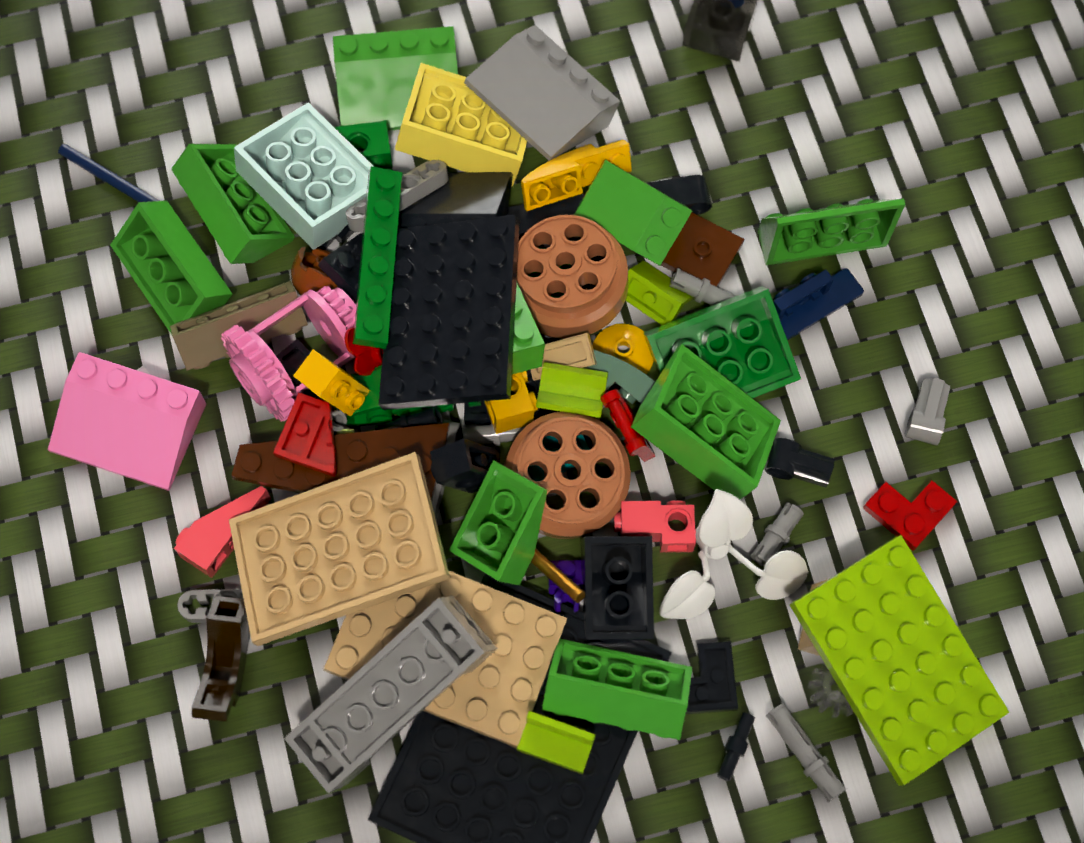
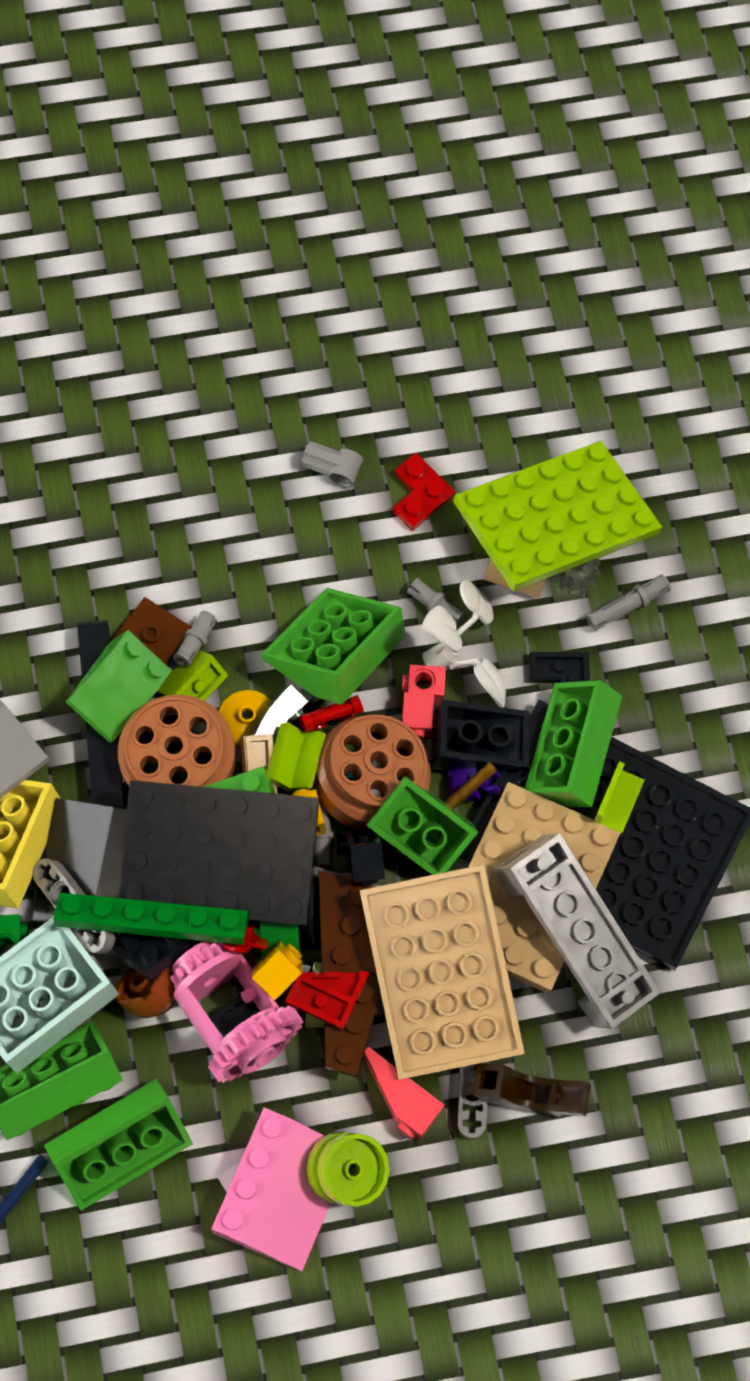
camera: 90 degrees left, 0 degrees up
(137, 477) = (348, 1169): none -> lime wheel
(200, 336) = (195, 1089): dark tan brick -> none
(570, 172) = (63, 746): yellow slope -> none
(736, 338) = (248, 615): green slope -> none
(736, 746) = (621, 658): black bar -> none
(790, 461) = (370, 580): black piece -> none
(815, 300) = (222, 554): dark blue bracket -> none
(828, 230) = (145, 518): bright green slope -> none

